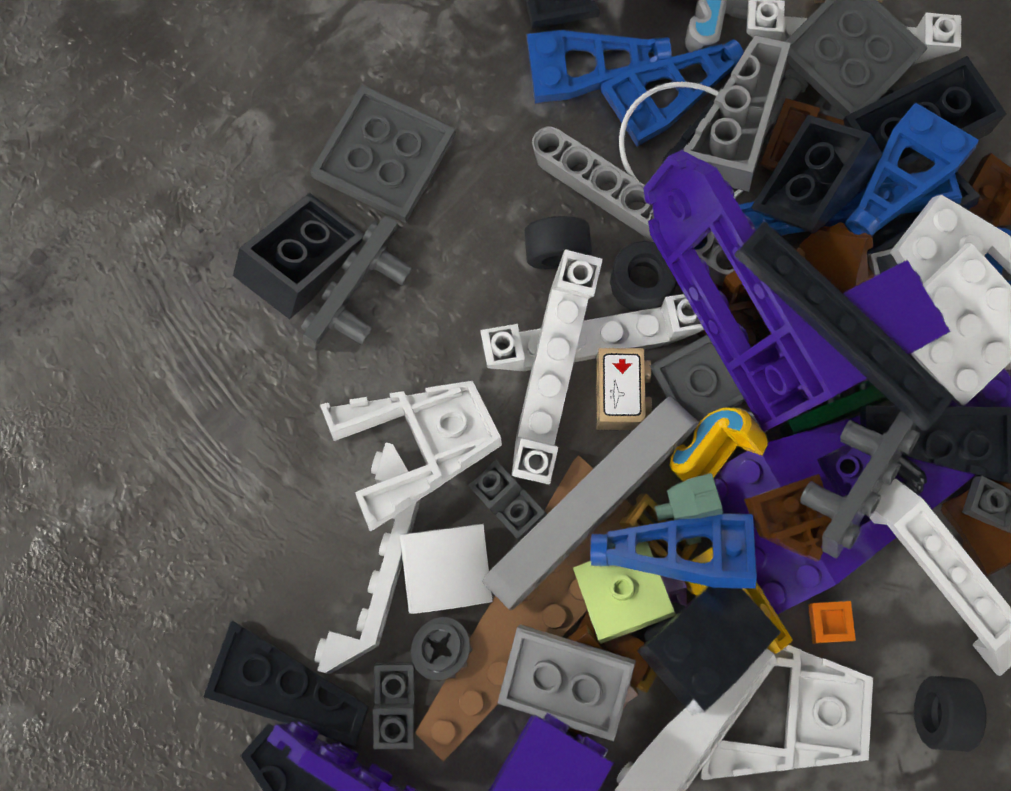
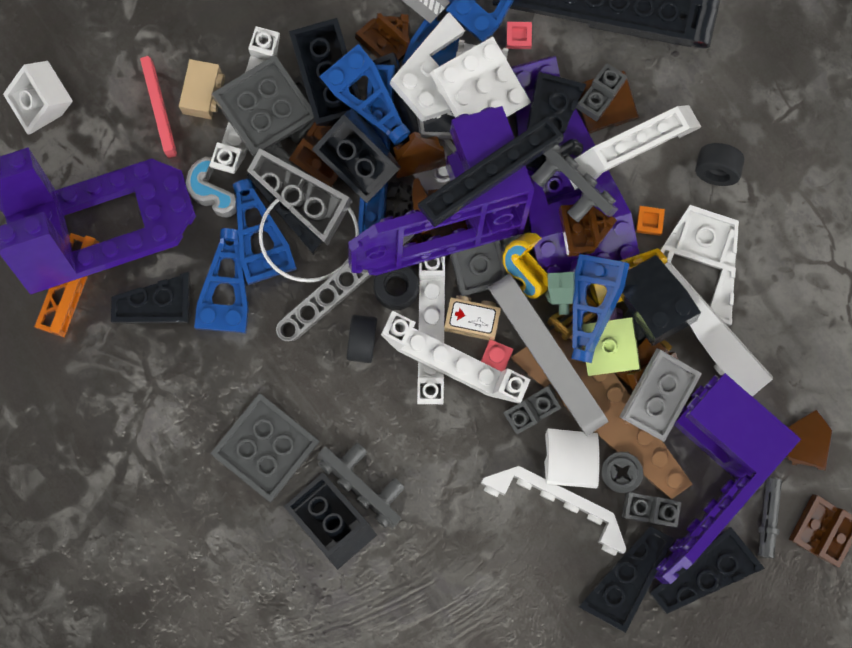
camera: 75 degrees left, 5 degrees up
(448, 427) = (475, 439): white wing -> none
(576, 435) = (497, 355): none -> coral plate

